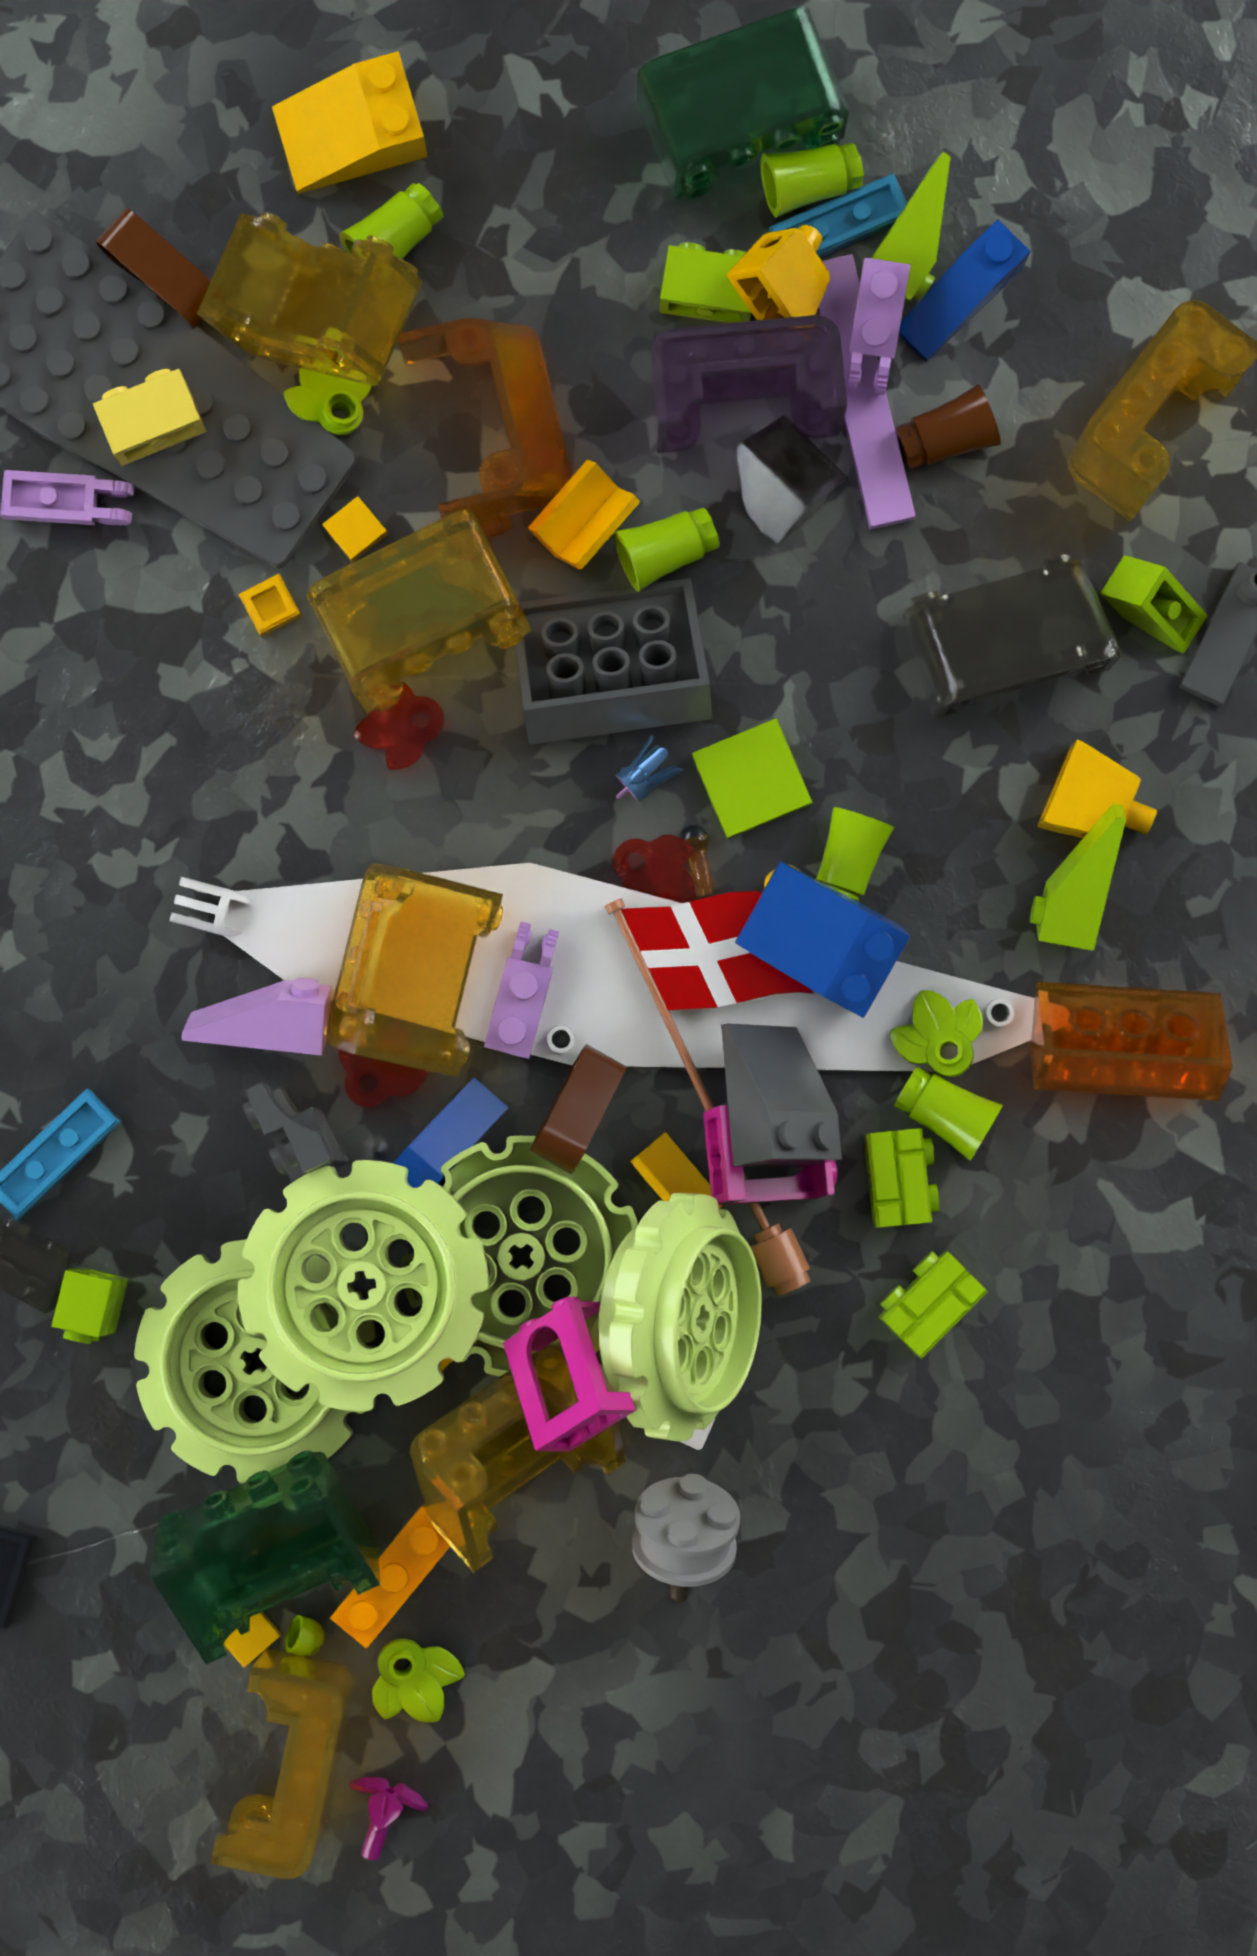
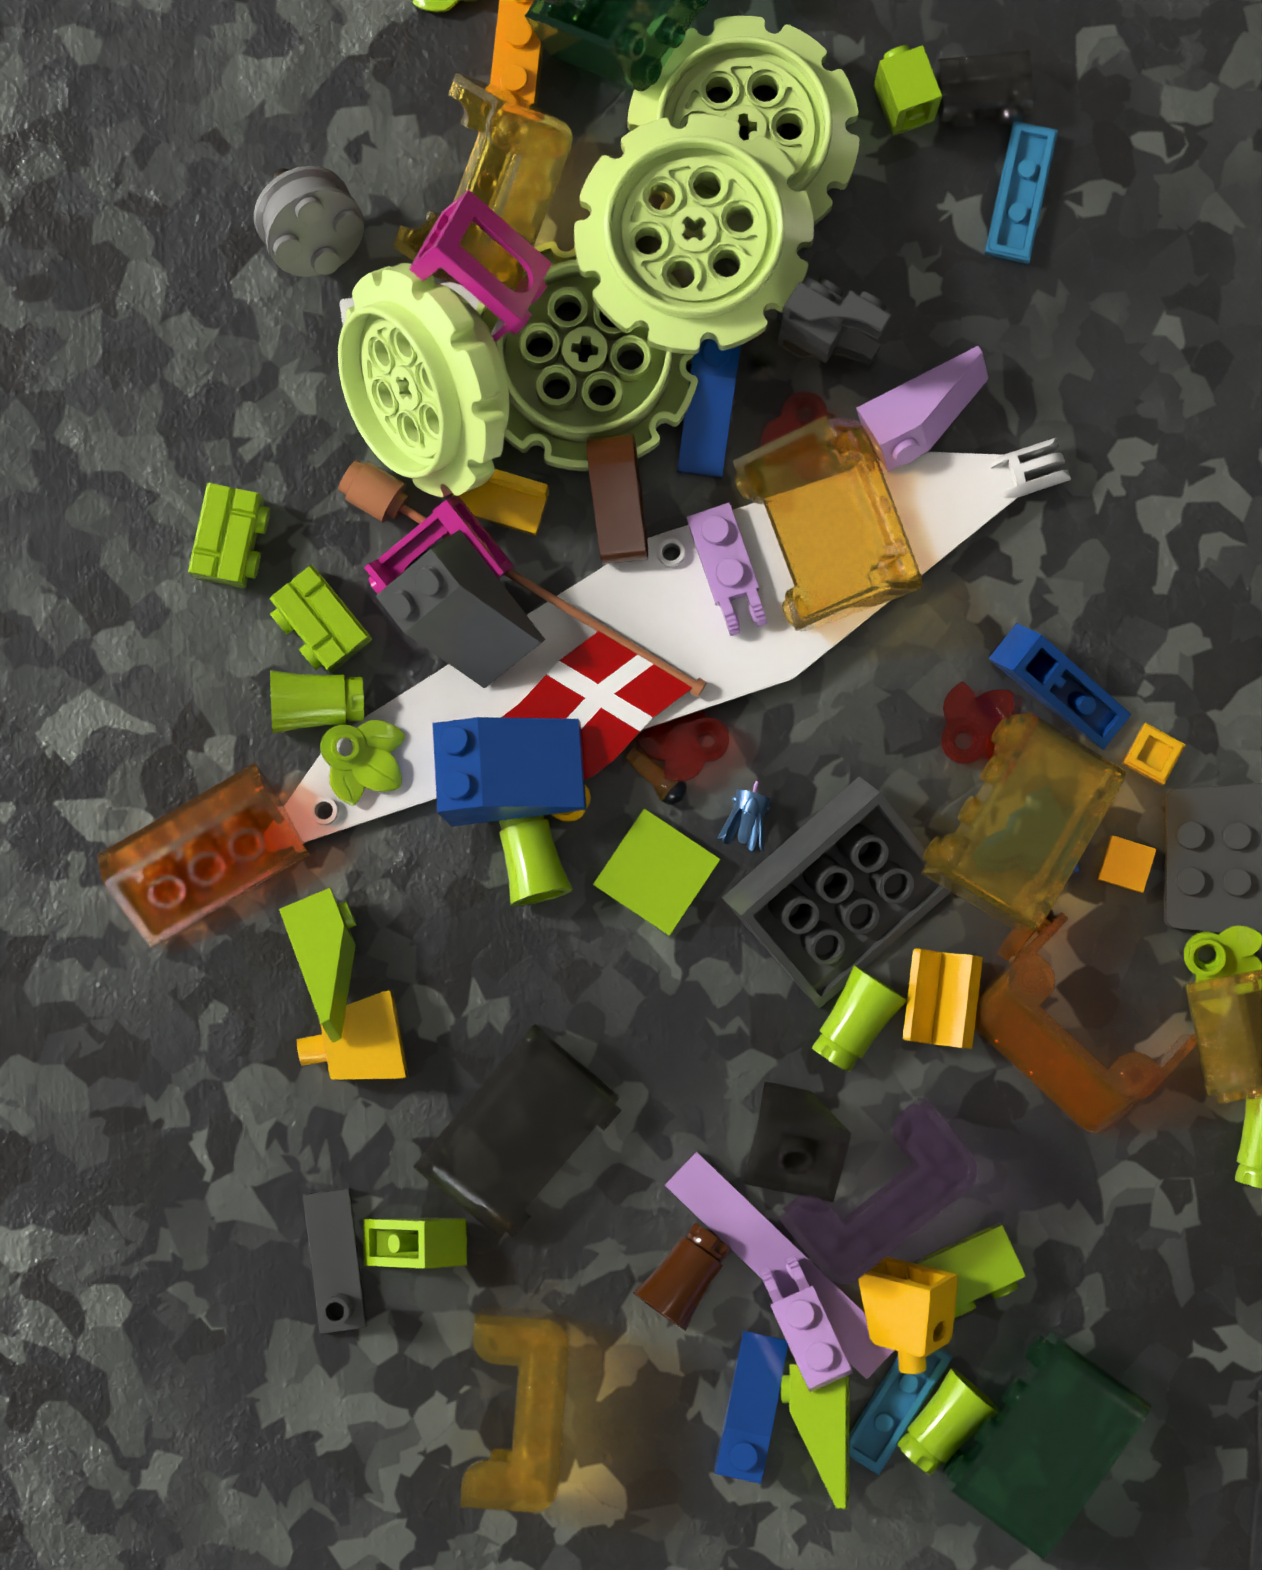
camera: 150 degrees right, 0 degrees up
(309, 711) = (1059, 685): none -> blue slope

